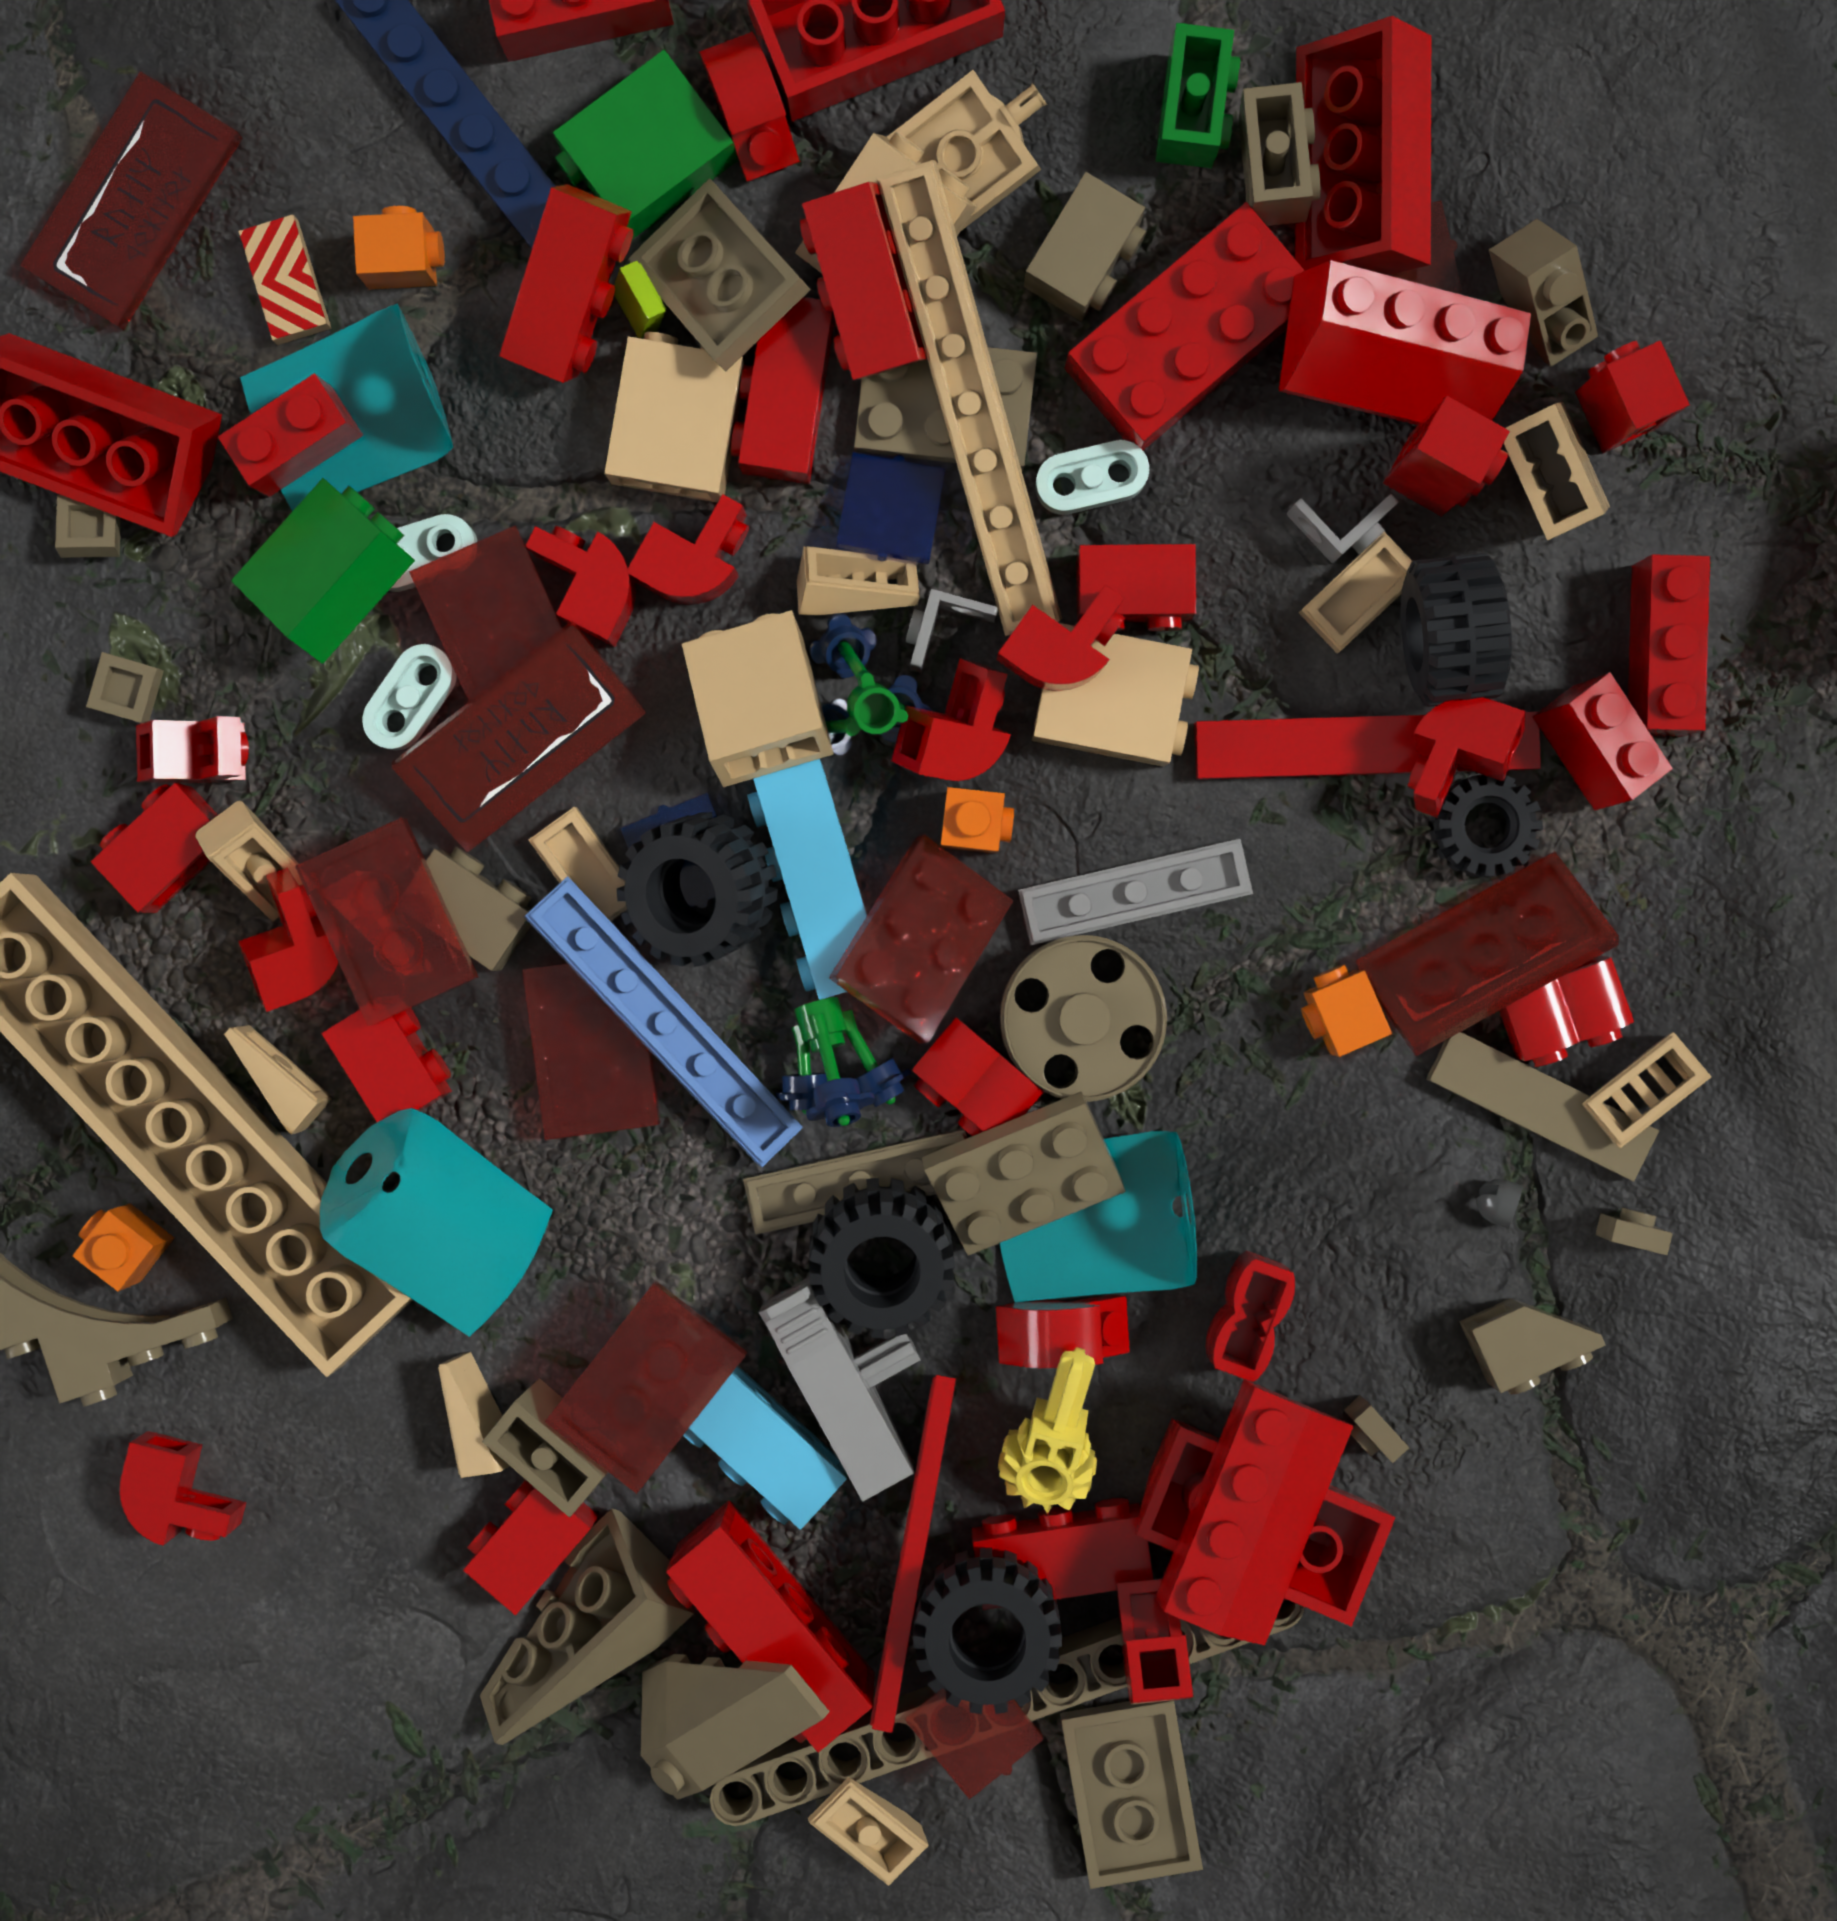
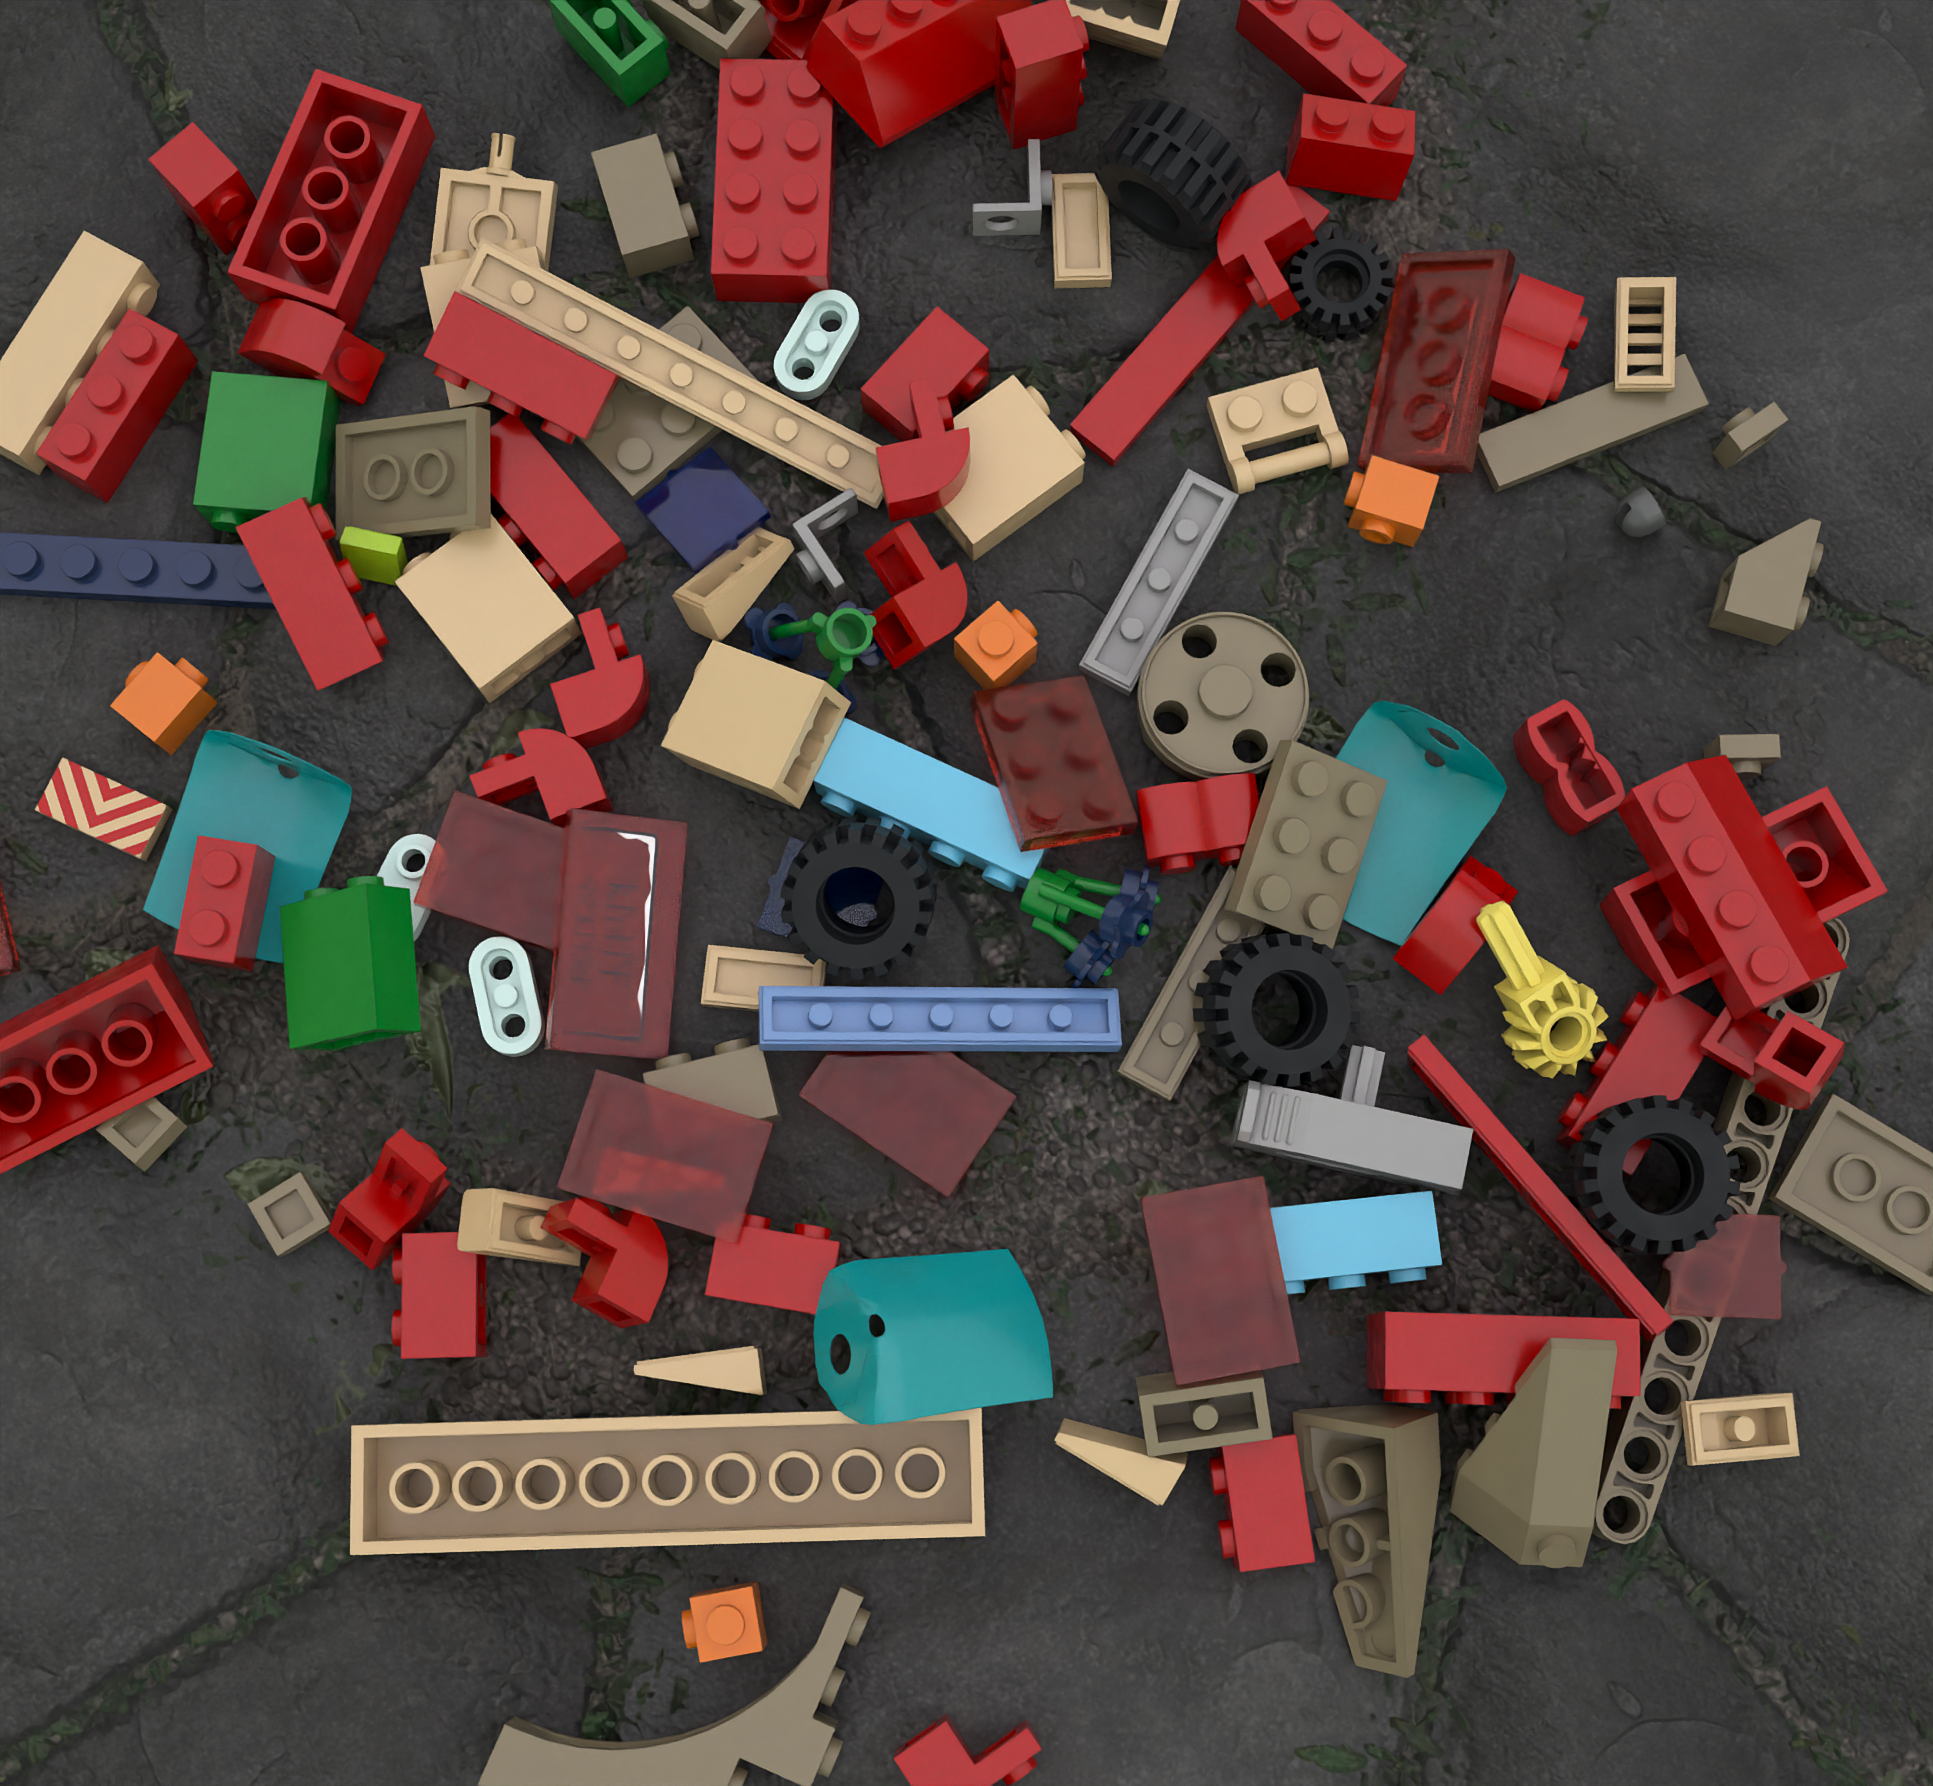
camera: 50 degrees left, 10 degrees down
(1338, 862) = (1274, 414): none -> tan plate

